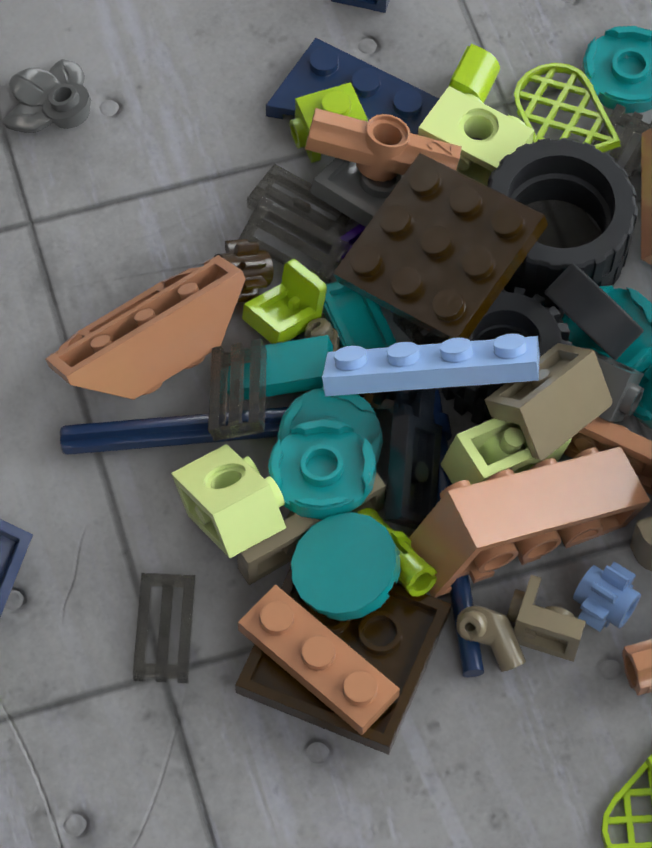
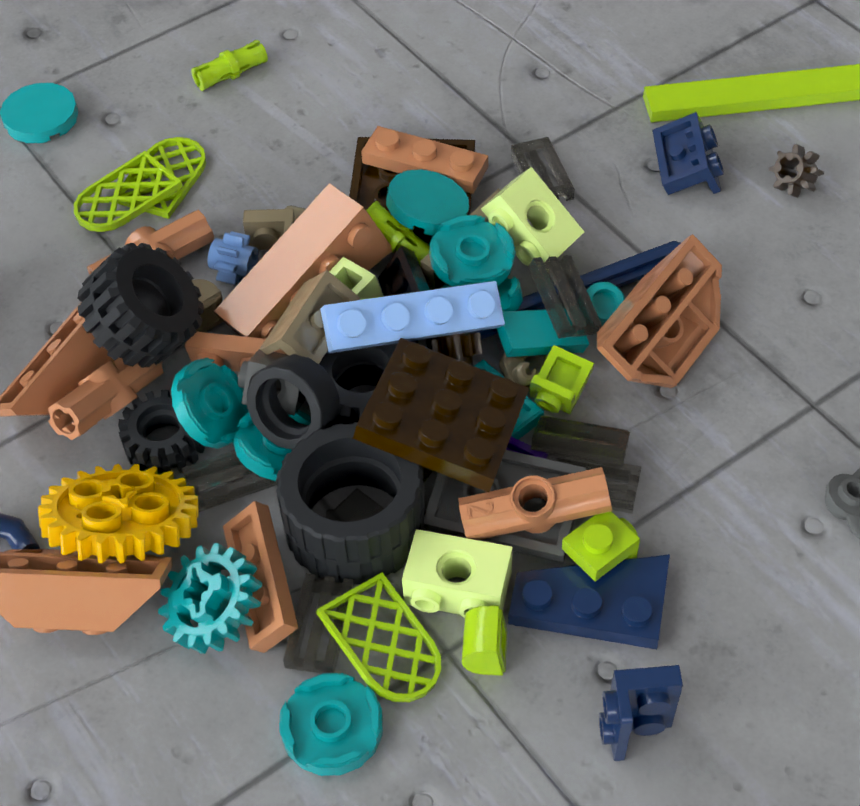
camera: 165 degrees right, 10 degrees down
(187, 394) = (605, 299): none -> teal tile
(253, 262) = (610, 392): dark brown gear -> none

